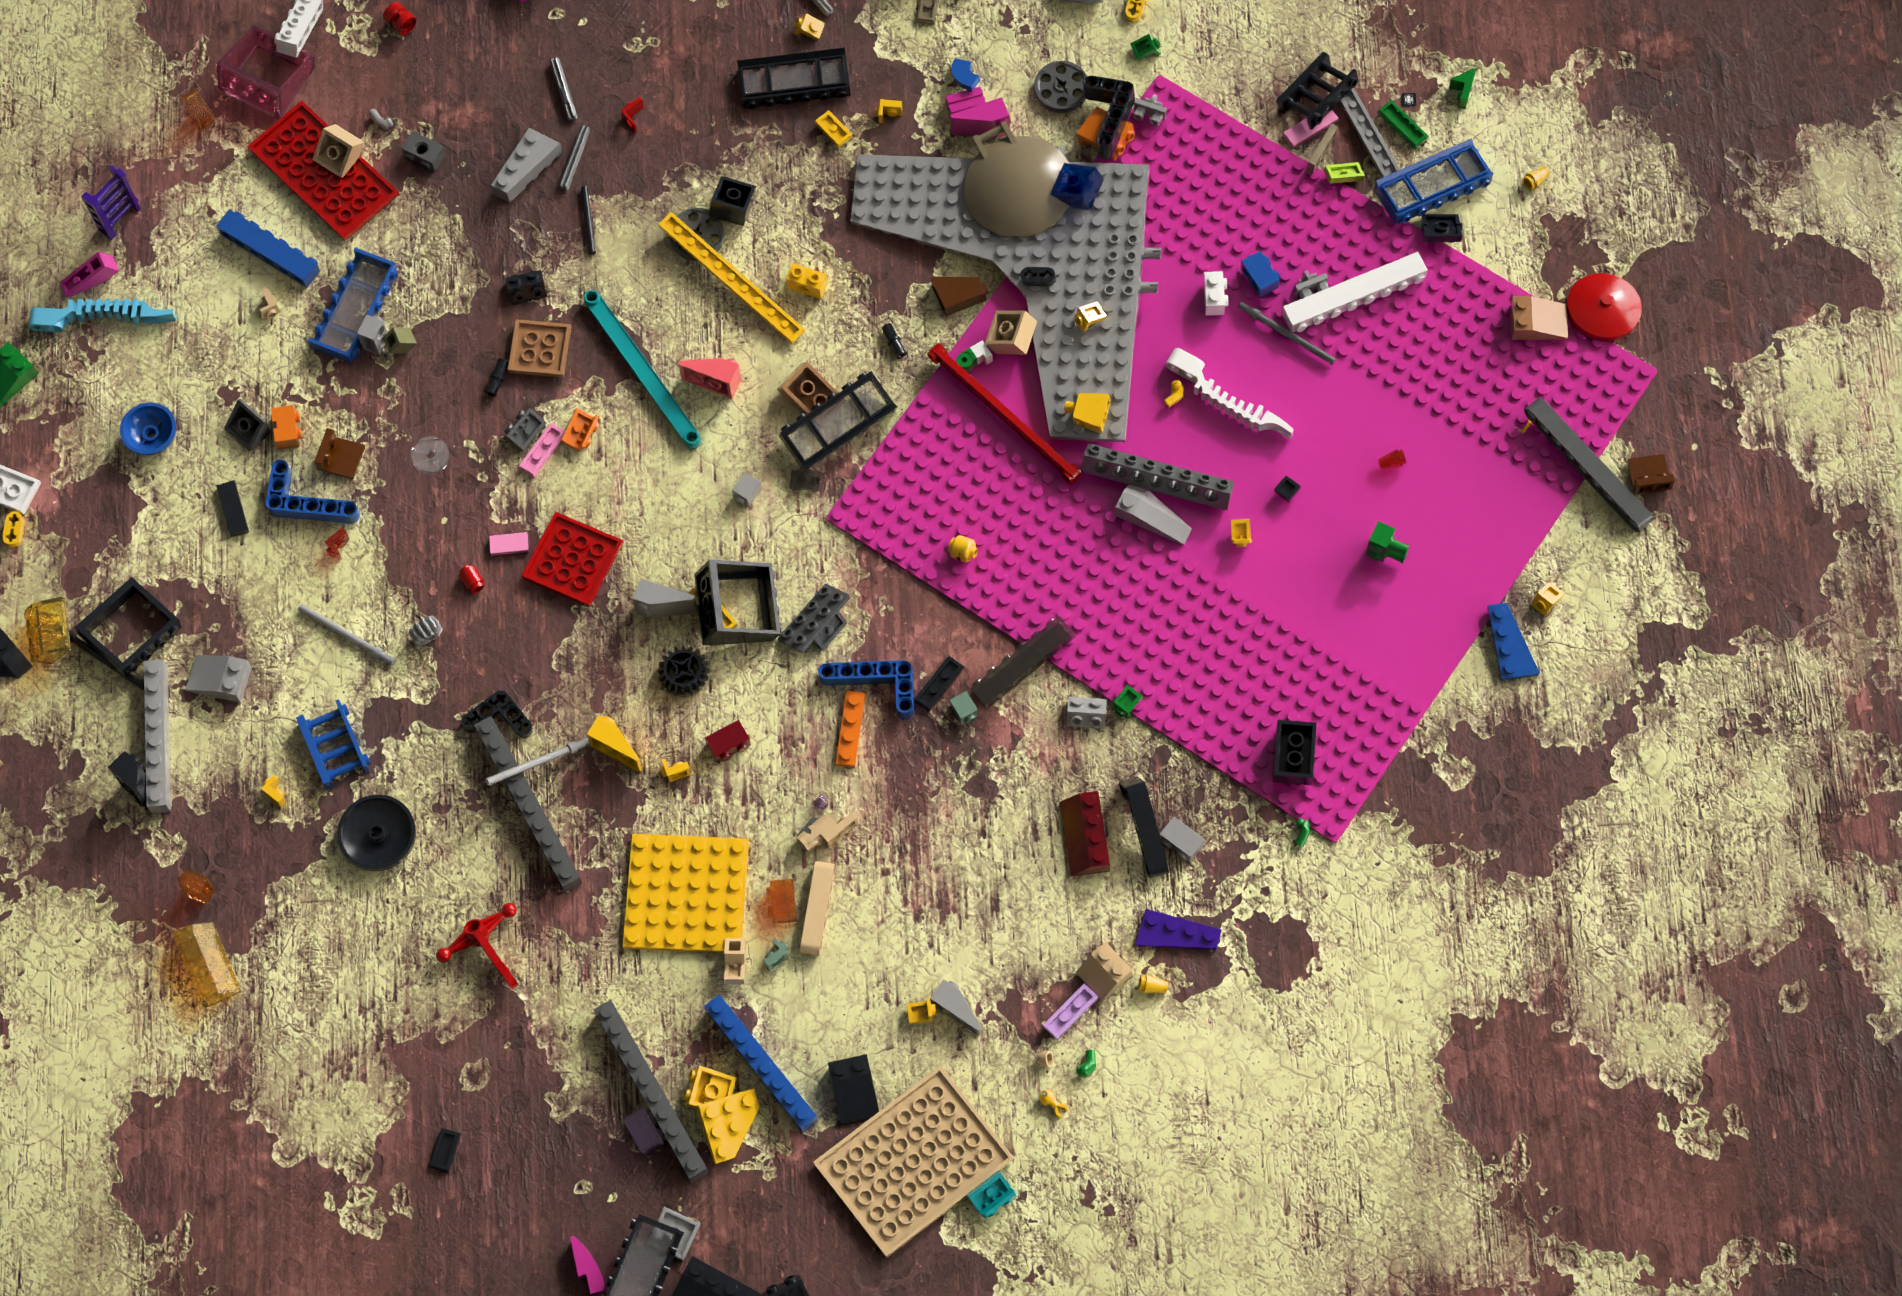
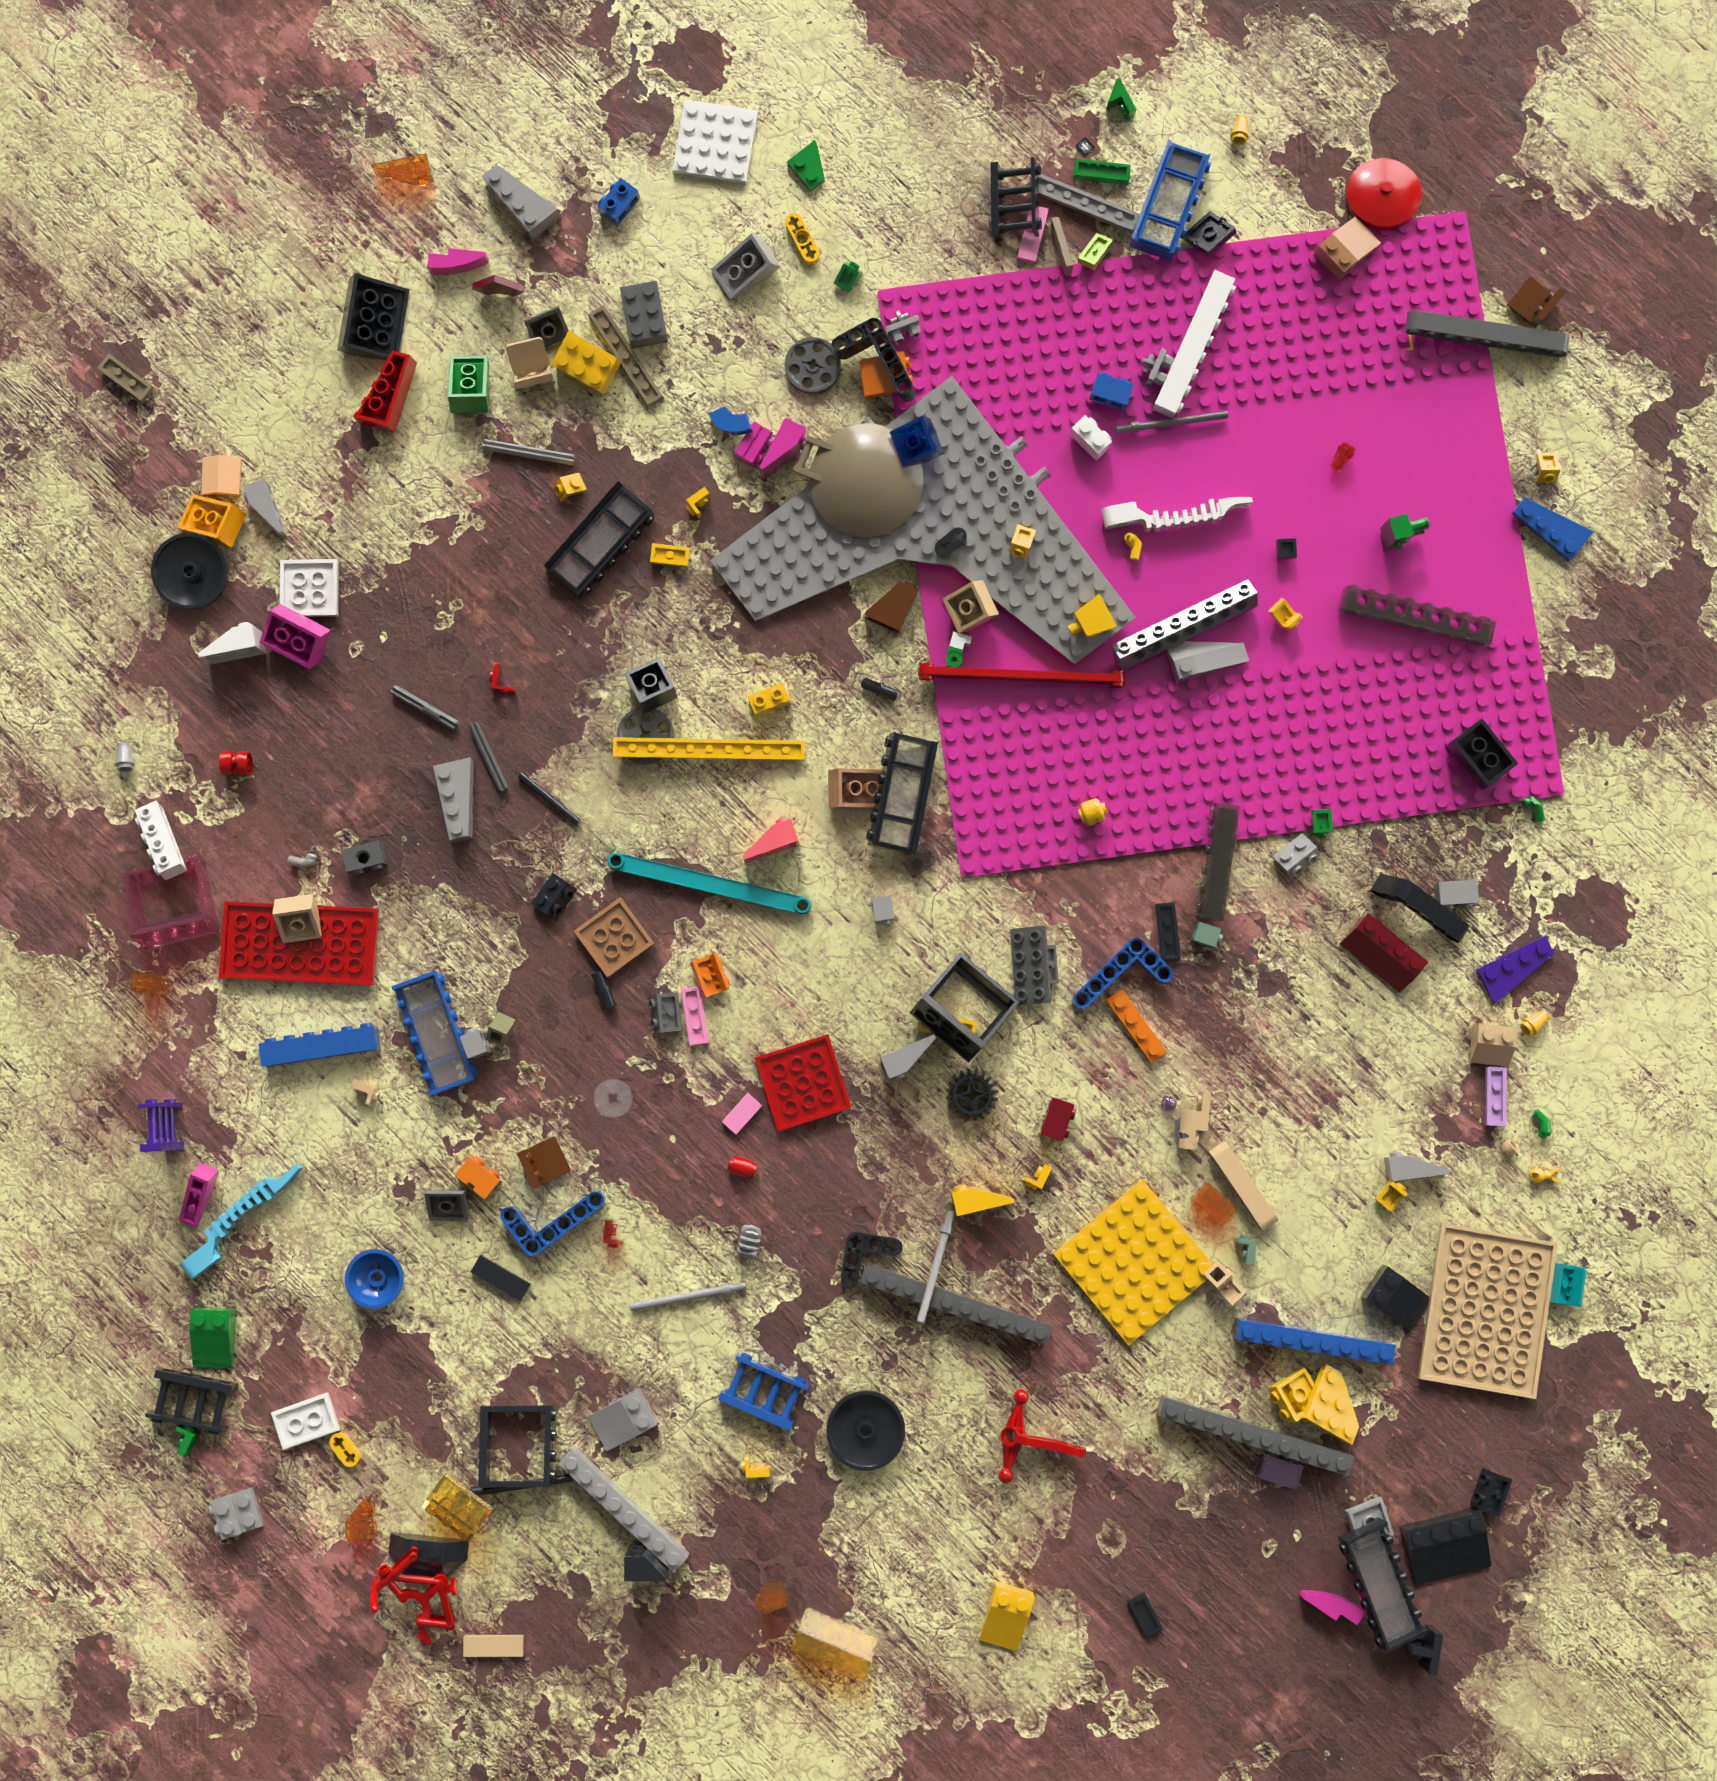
camera: 45 degrees left, 15 degrees up
(345, 1057) = (1006, 1616): none -> yellow slope
(1376, 671) = (1484, 625): none -> clear smoke brick

